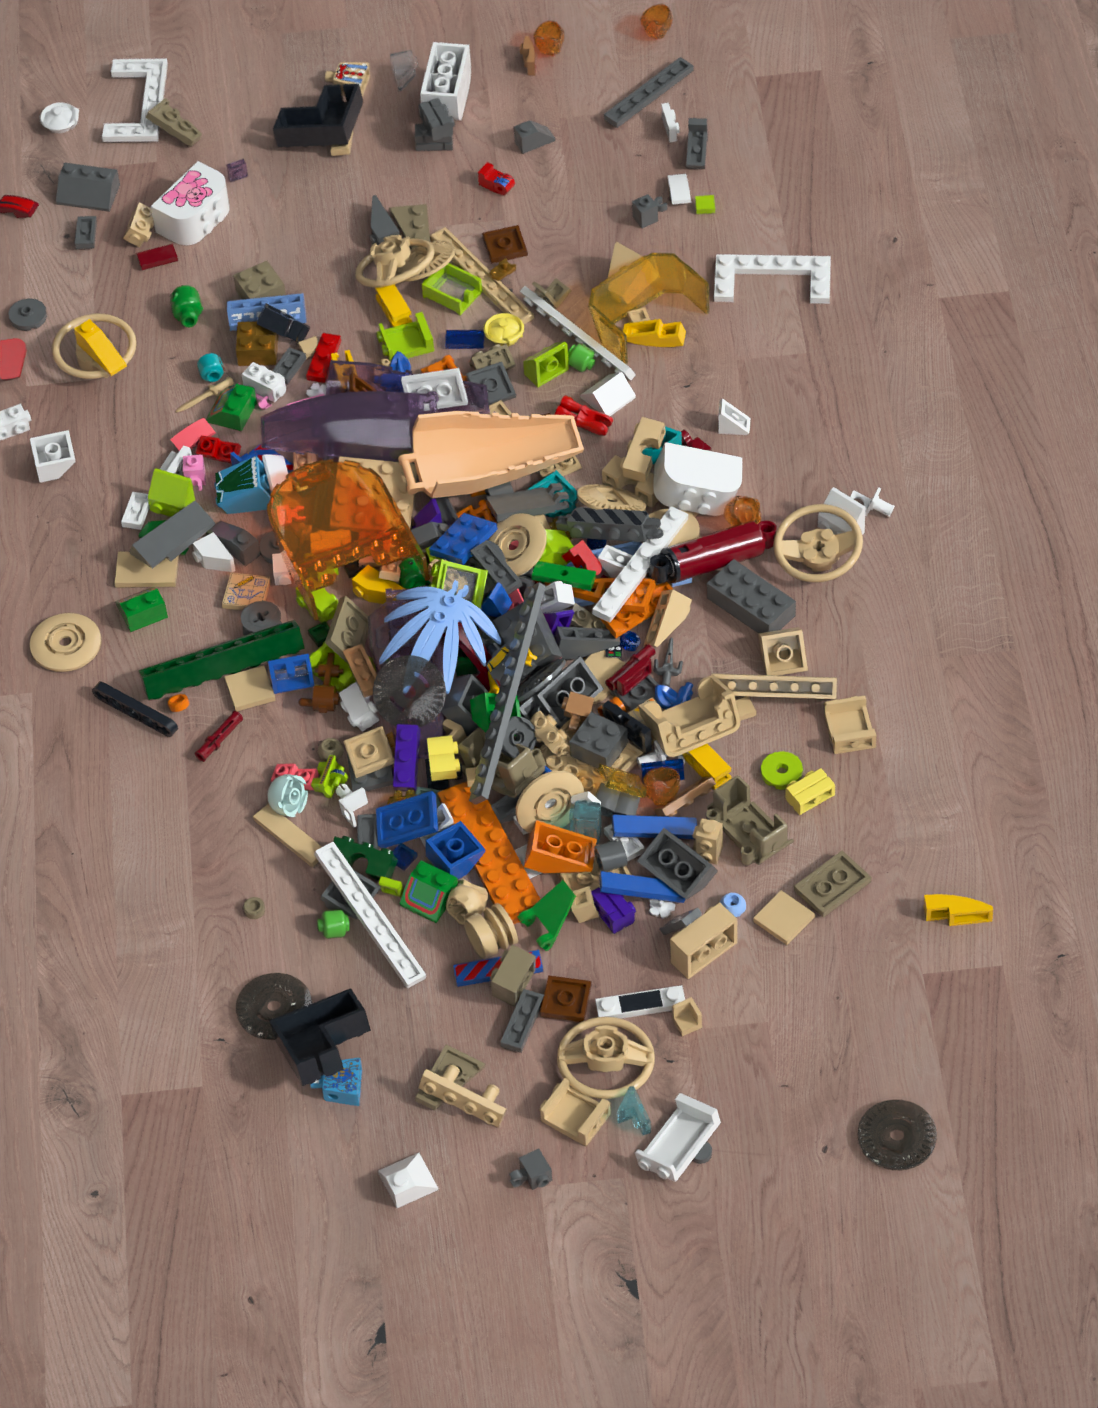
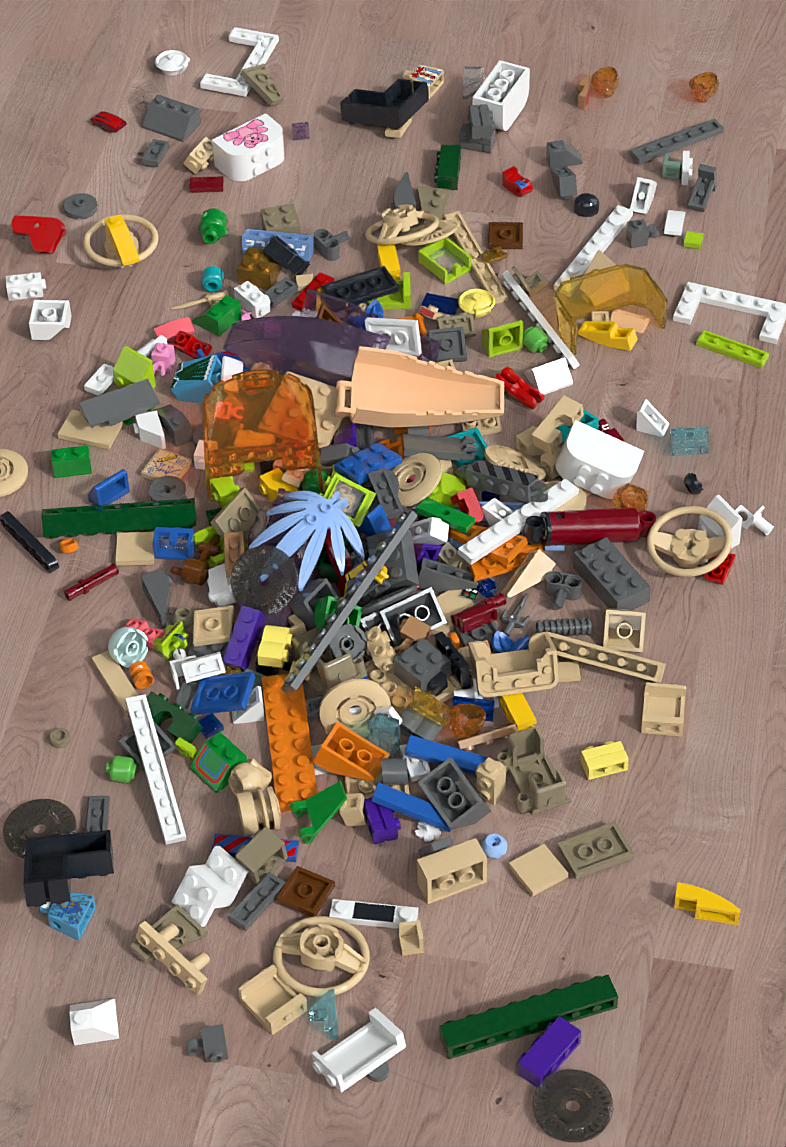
camera: 15 degrees right, 5 degrees down
(198, 632) = (110, 489): none -> blue tile
(292, 728) = (157, 590): none -> dark grey slope
(311, 819) = (142, 676): none -> orange wheel
(320, 298) = (328, 244): none -> dark grey beam
(326, 976) = (97, 813): none -> dark grey tile
(376, 798) = (203, 667): none -> white panel
(378, 340) = (362, 286): none -> black tile
(415, 178) = (448, 167): none -> dark green brick
(454, 850) = (254, 731): blue slope -> none
(460, 351) = (431, 312): none -> plate
(472, 1017) = (210, 885): none -> white bracket
(546, 166) = (564, 182): none -> dark grey slope
(578, 189) = (586, 205): none -> black hair
(604, 238) = (599, 241): none -> white plate
(620, 755) = (438, 683): none -> black tile
(635, 165) = (643, 195): none -> white slope
(653, 127) = (671, 168): none -> sand green panel
(670, 312) = (630, 320): none -> light nougat slope
(706, 622) = (562, 587): none -> dark grey beam
(722, 664) = (565, 627): none -> dark grey piece
(779, 433) = (689, 441): none -> clear light blue brick
(781, 760) = (581, 726): lime tile -> none
(786, 319) = (732, 349): none -> lime tile
(797, 479) = (692, 484): none -> black plate
(826, 1062) = (527, 1016): none -> dark green brick
(857, 570) = (721, 572): none -> red slope
(857, 1090) = (549, 1051): none -> dark purple brick

